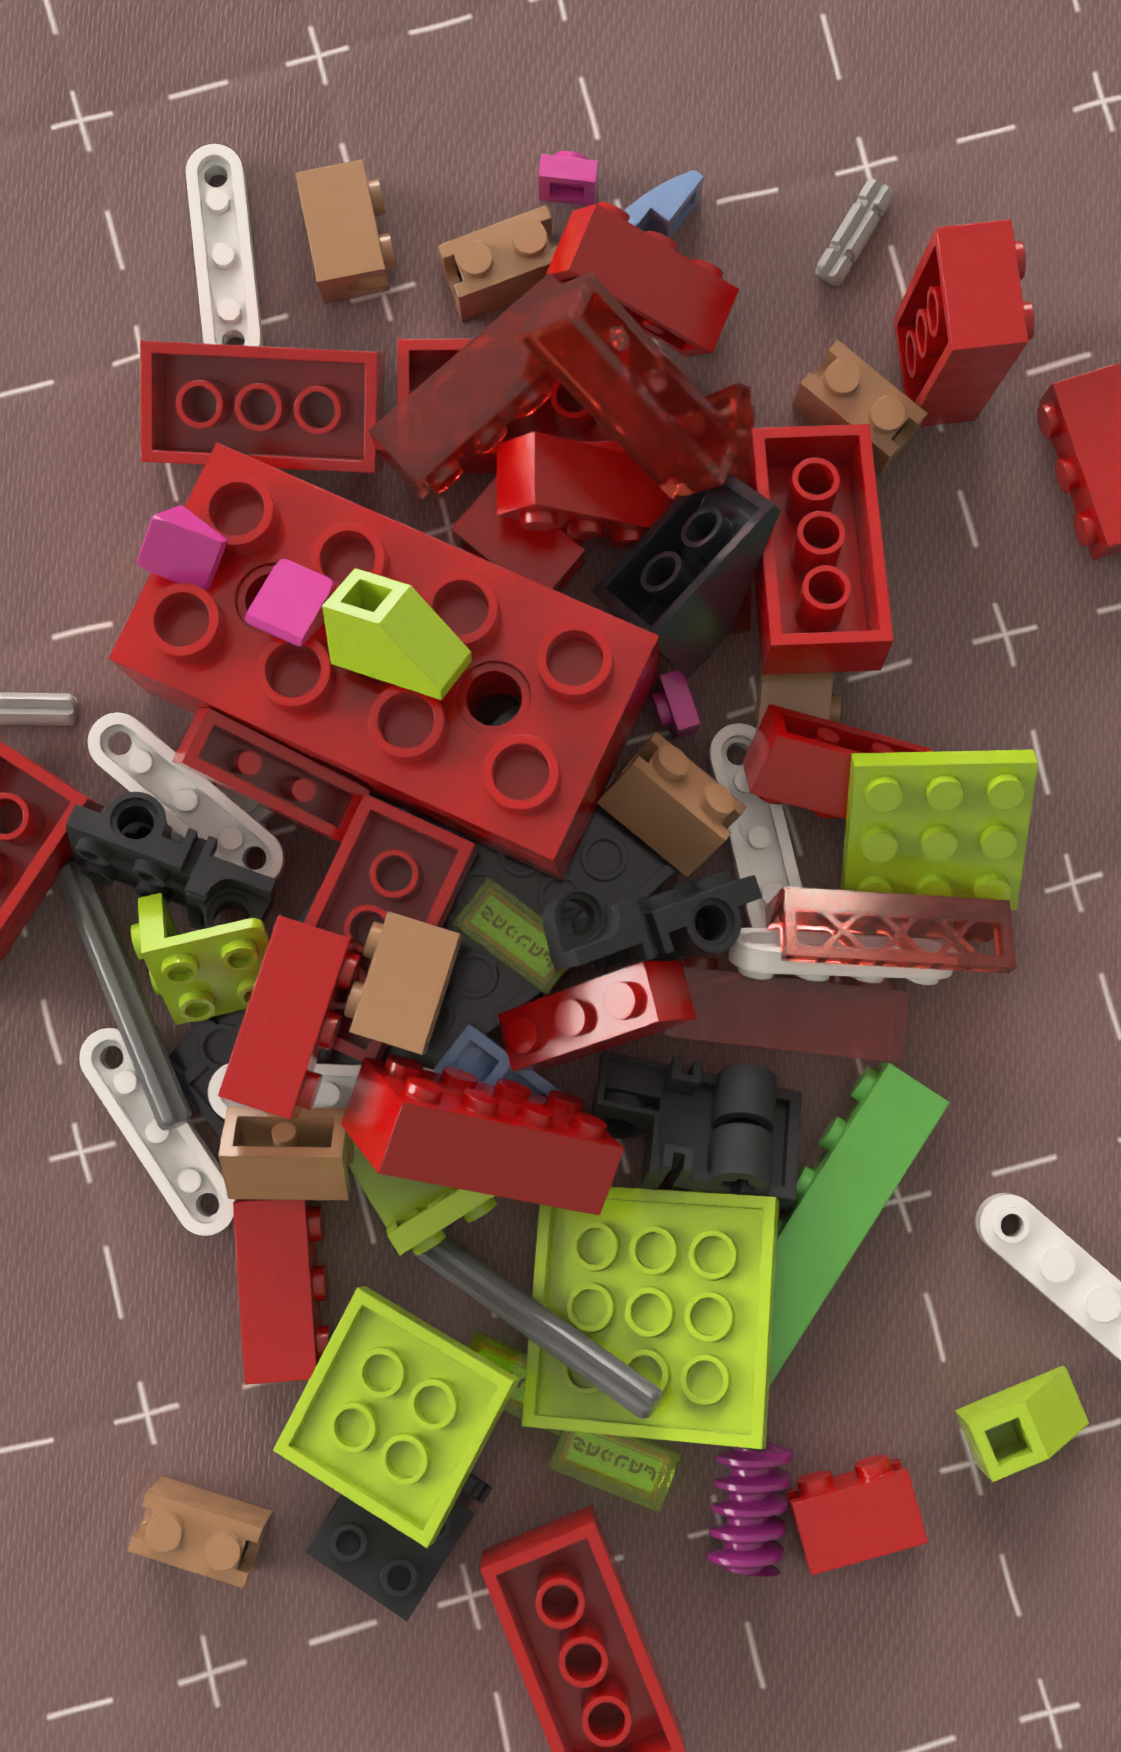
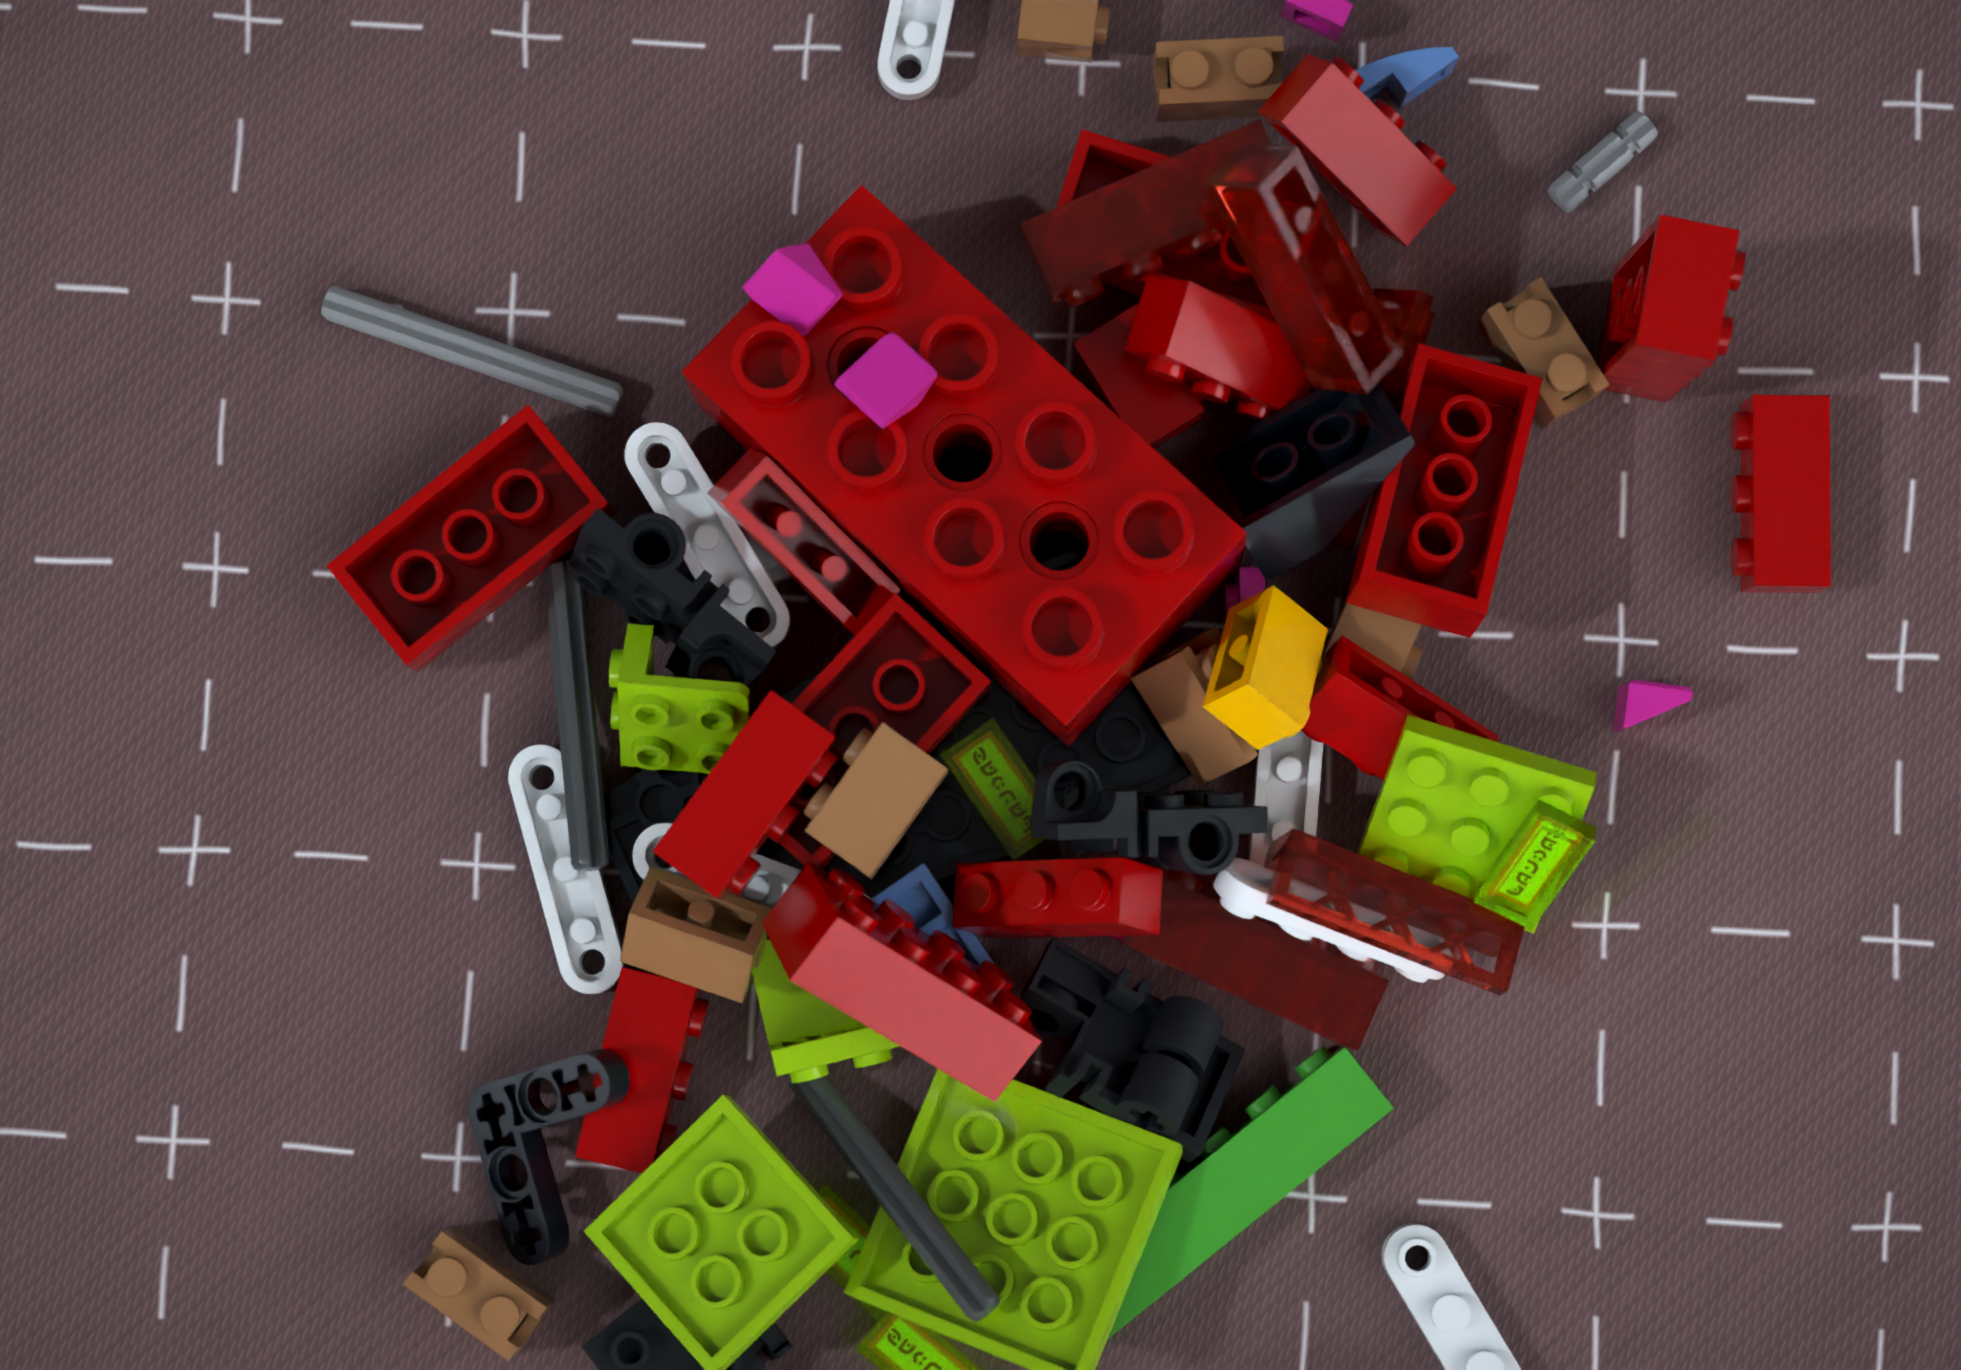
camera: 20 degrees right, 0 degrees up
(192, 1365) = (524, 1120): none -> black beam
(262, 401) = (918, 150): red brick -> none
(392, 635) = (978, 448): lime slope -> none
(713, 753) = (1266, 668): none -> yellow brick
(1005, 848) = (1535, 864): none -> clear neon green tile
(1046, 676) = (1645, 699): none -> dark pink slope

